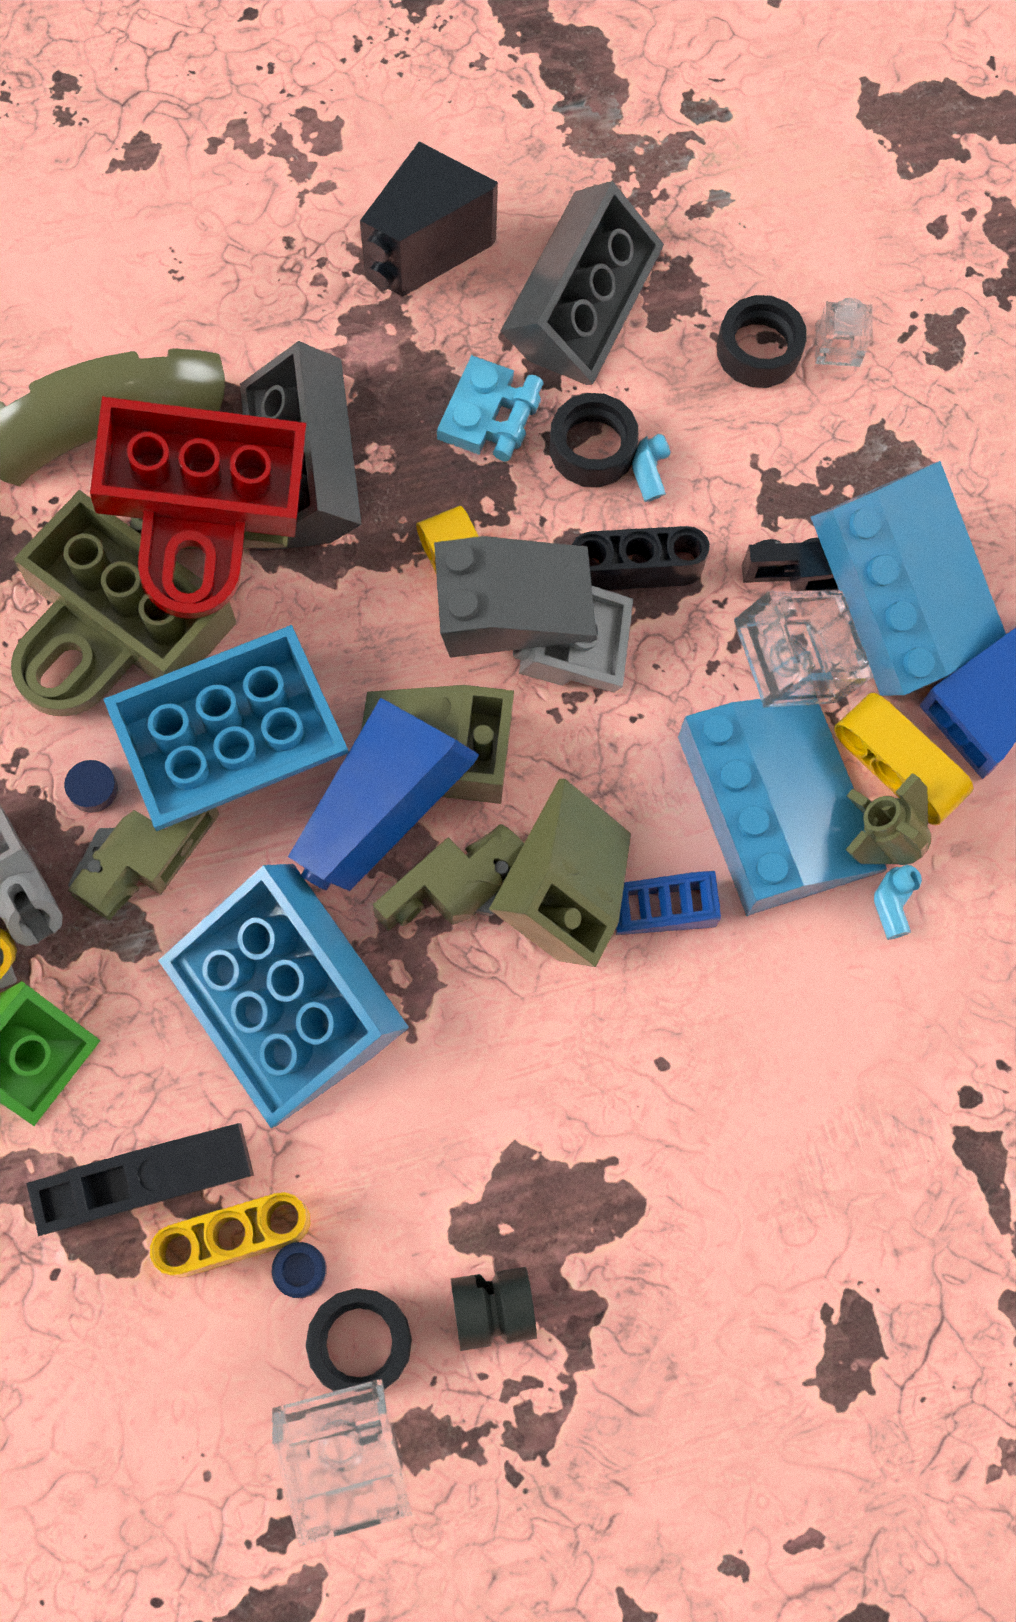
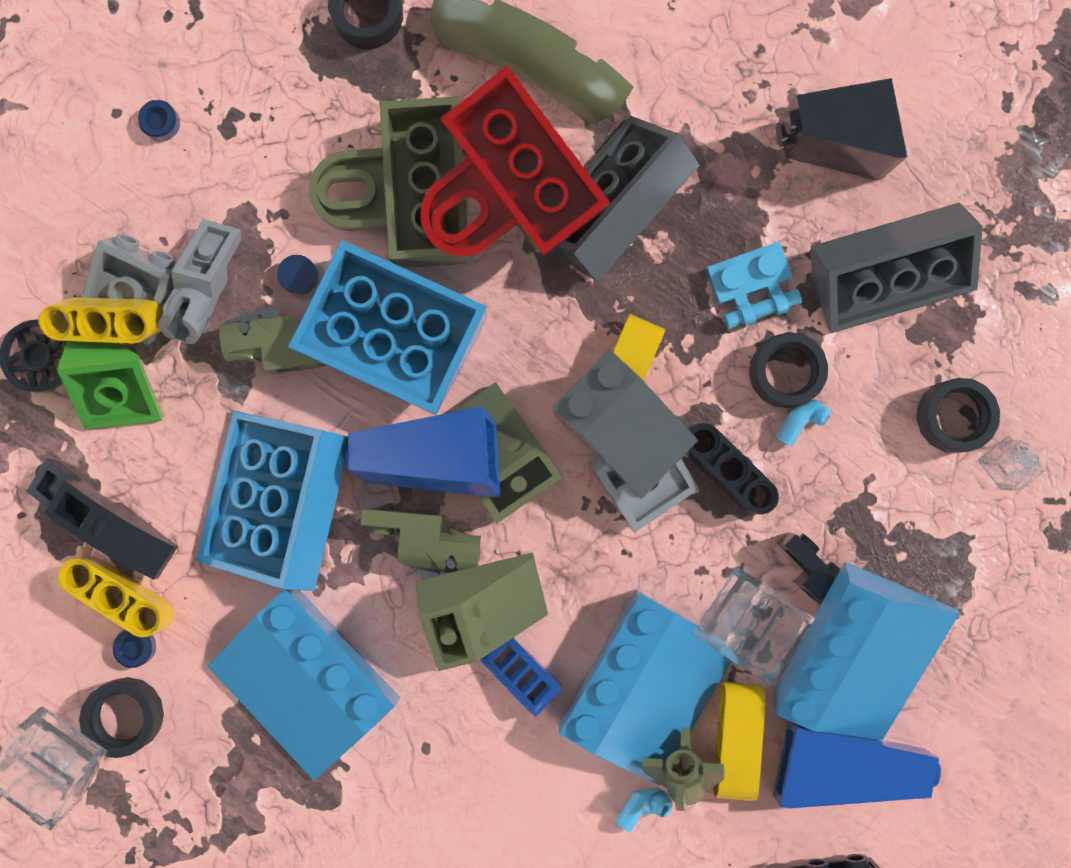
camera: 50 degrees right, 15 degrees up
(490, 1122) = (304, 681): none -> dark azure slope
(494, 1308) = (199, 776): pearl dark grey wheel -> none

